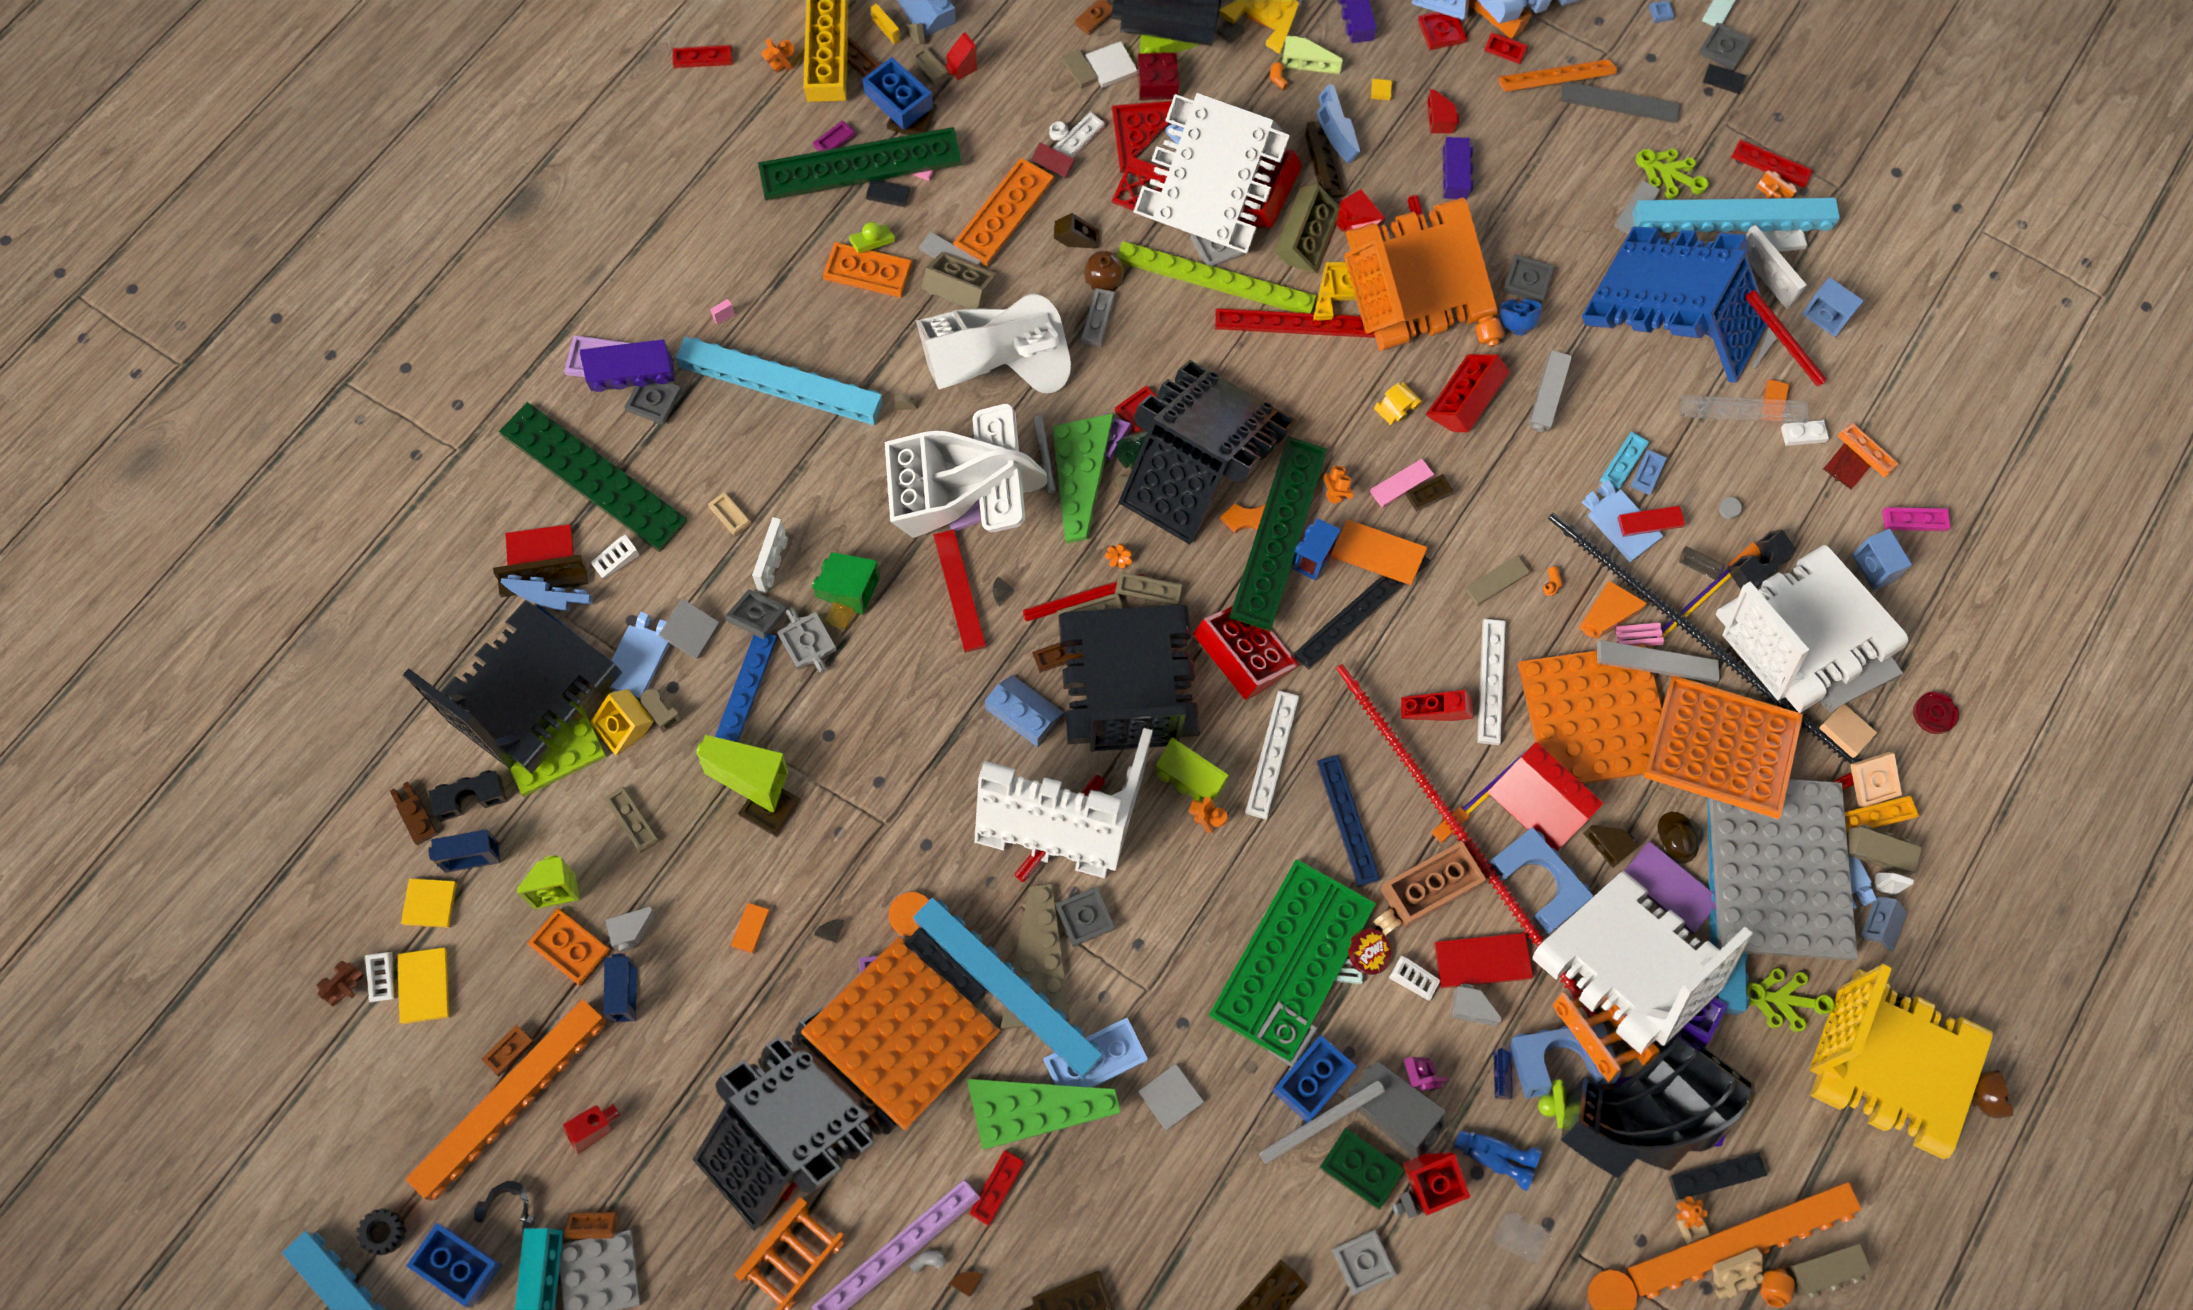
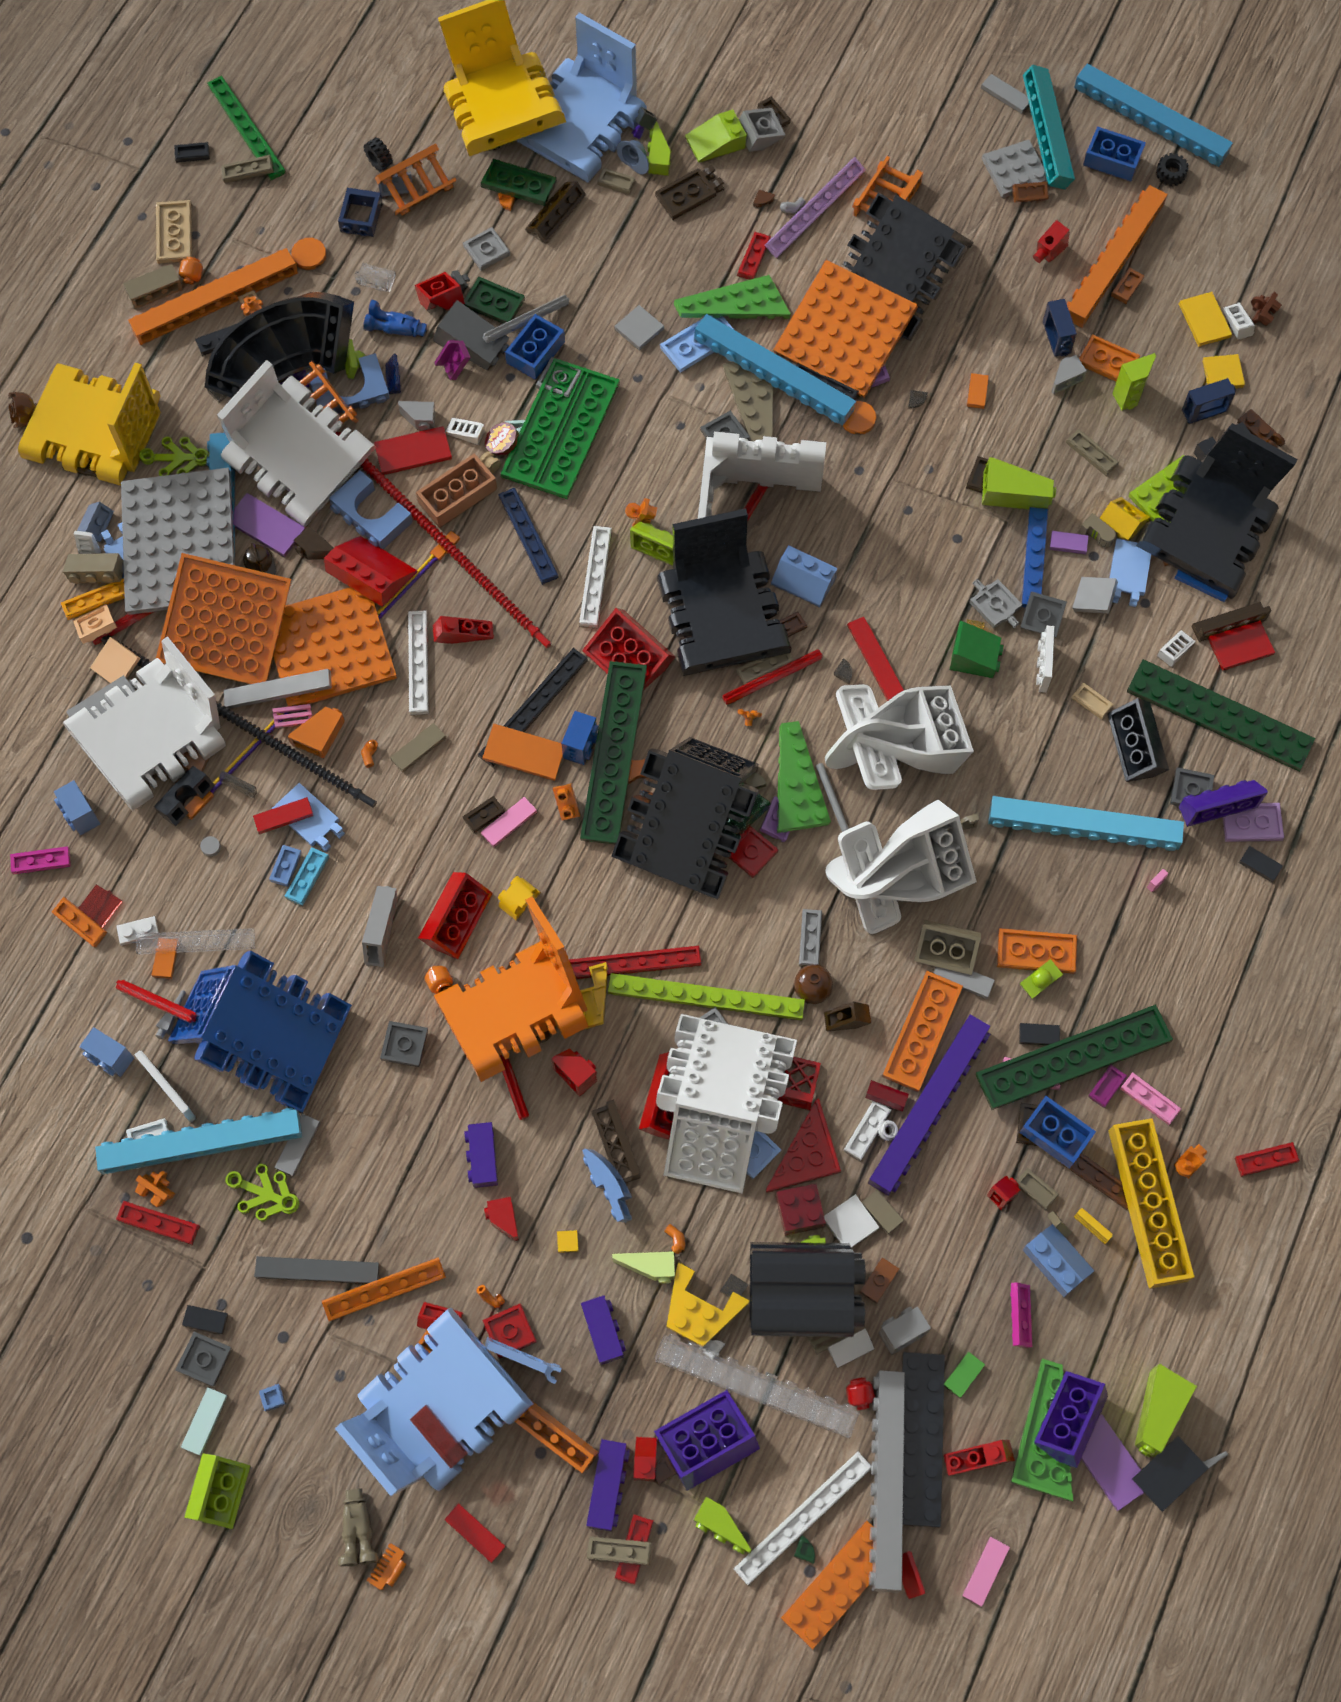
camera: 175 degrees right, 0 degrees up
(515, 1189) = (1091, 205): black helmet -> none
(538, 592) = (1224, 600): medium blue slope -> none
(607, 315) = (1261, 864): none -> black tile
(694, 457) = (1138, 740): none -> black slope
(697, 705) = (1069, 542): none -> medium lavender tile
(795, 122) = (1150, 1098): none -> bright pink tile
(1011, 146) = (927, 1108): none -> dark purple brick
(1148, 588) = (719, 688): dark tan tile -> none
(1308, 229) = (624, 1059): olive slope -> none
(1457, 53) = (487, 1297): none -> orange arm
(1520, 316) = (410, 996): blue cylinder -> none
(1730, 1271) = (215, 273): tan plate -> none
(1935, 719) = (37, 700): dark red tile -> none

